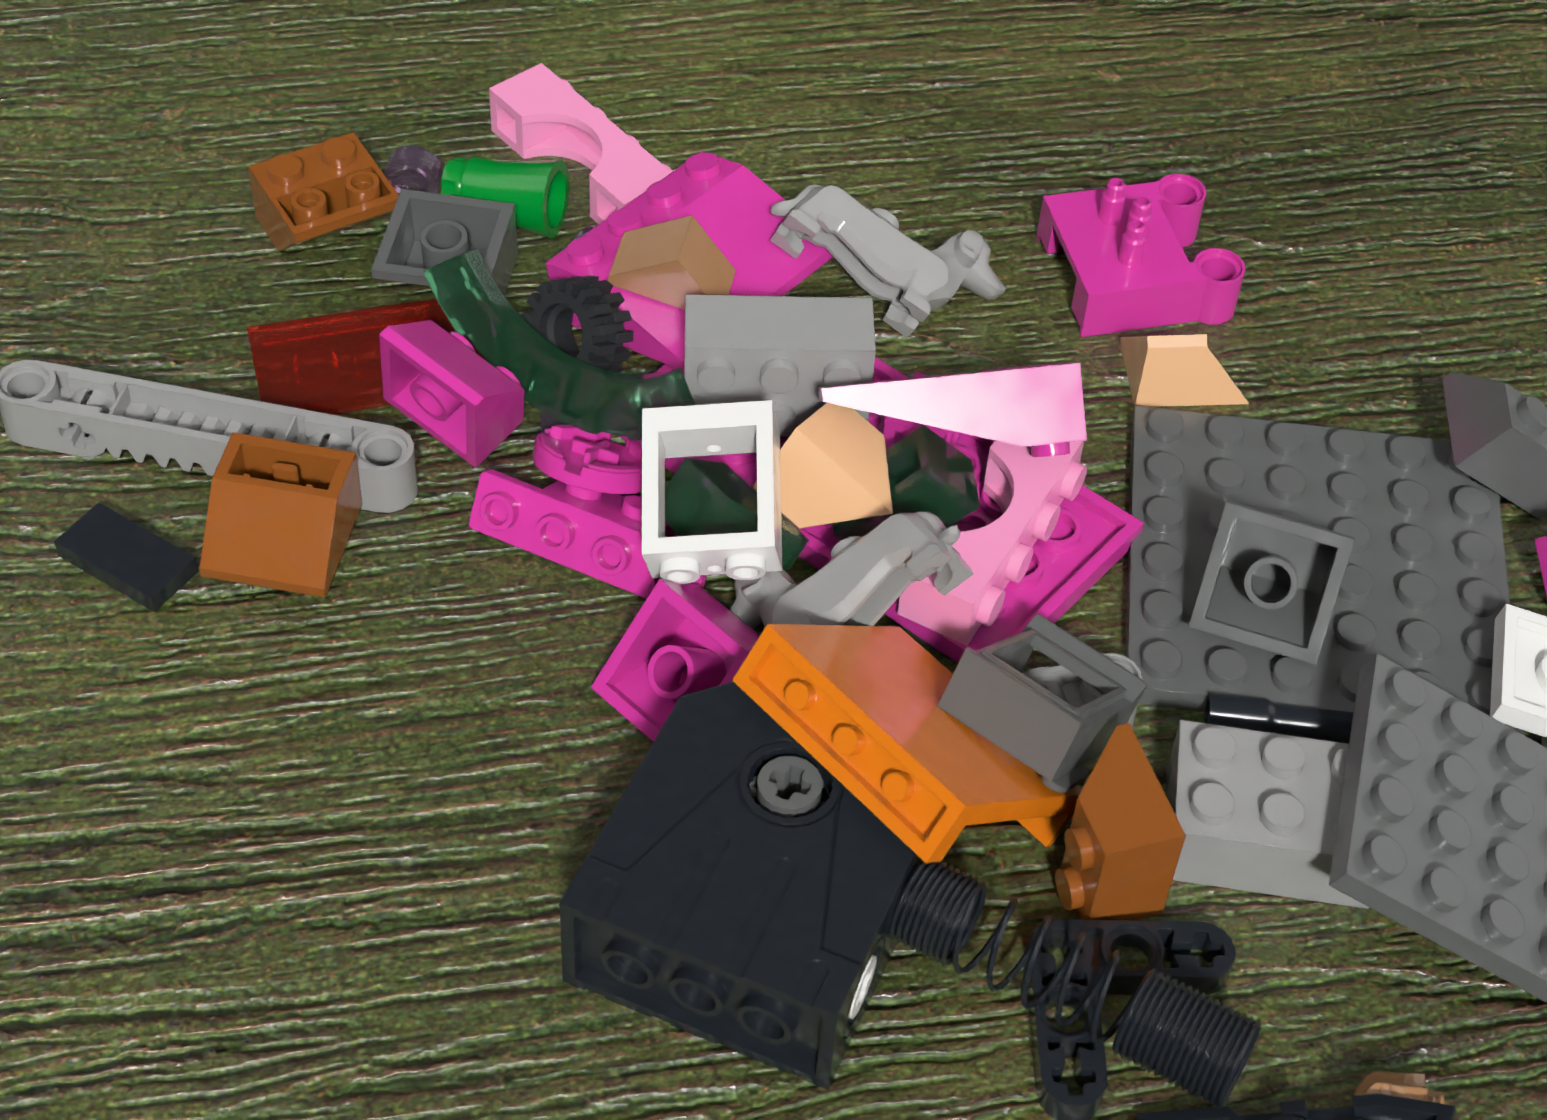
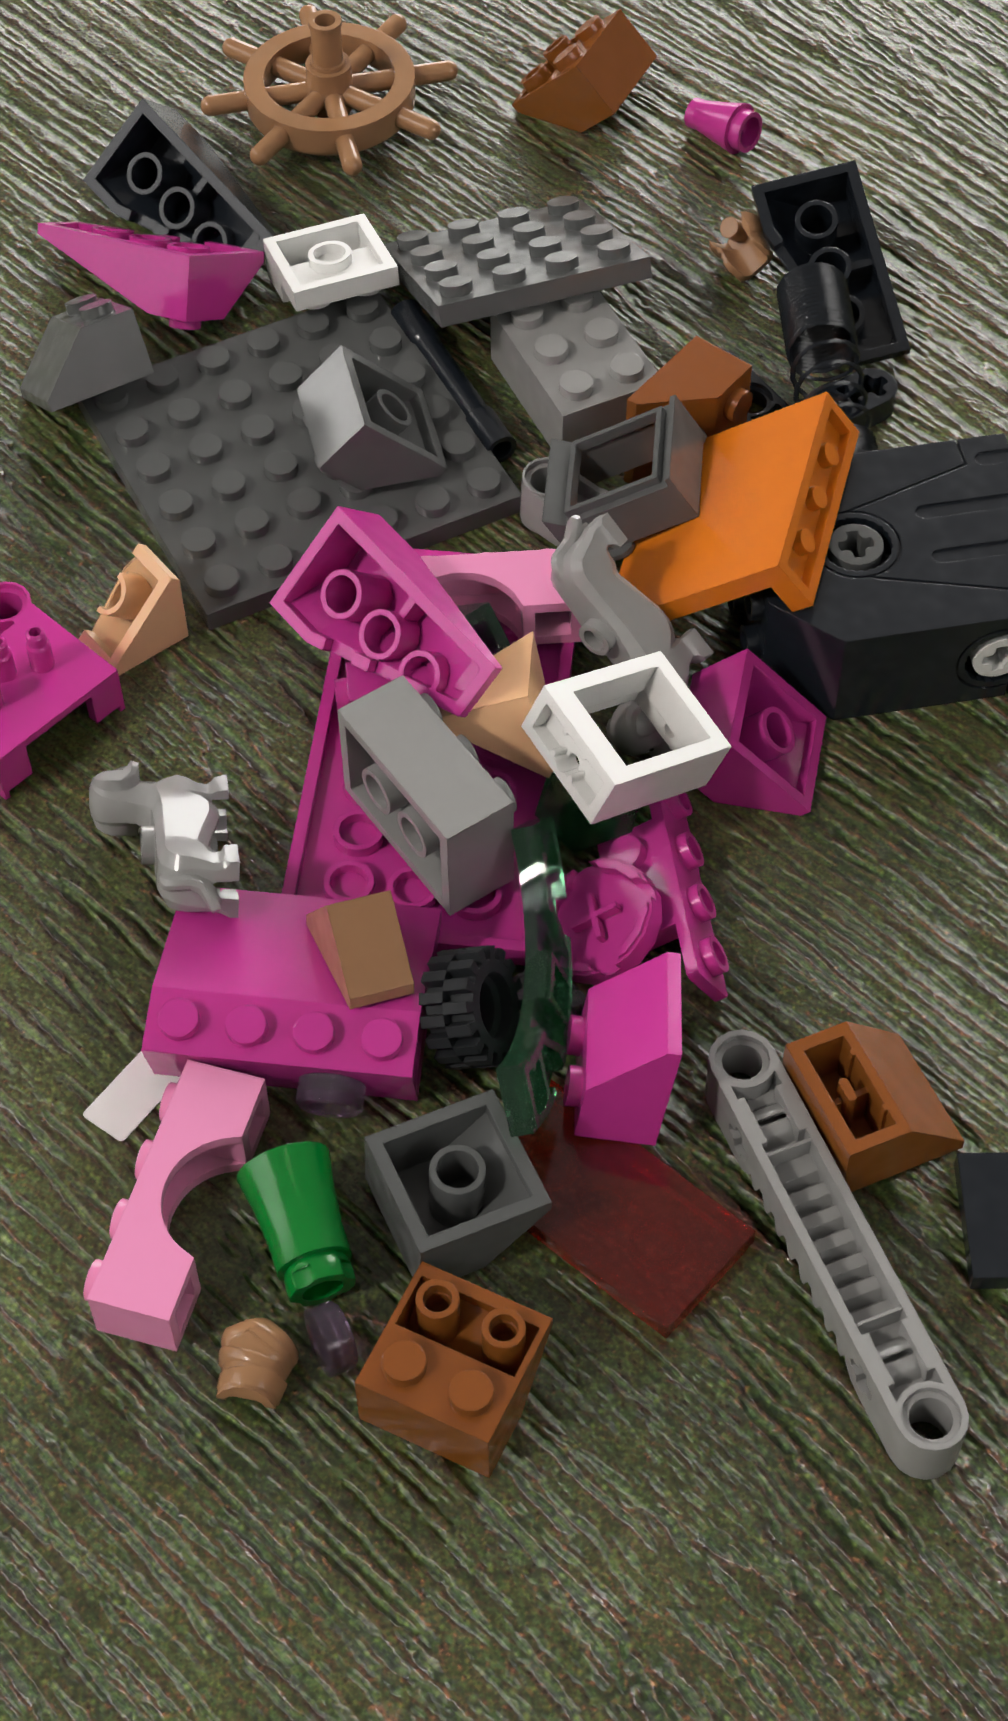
camera: 120 degrees left, 5 degrees up
(436, 133) = (255, 1362): none -> medium nougat arm

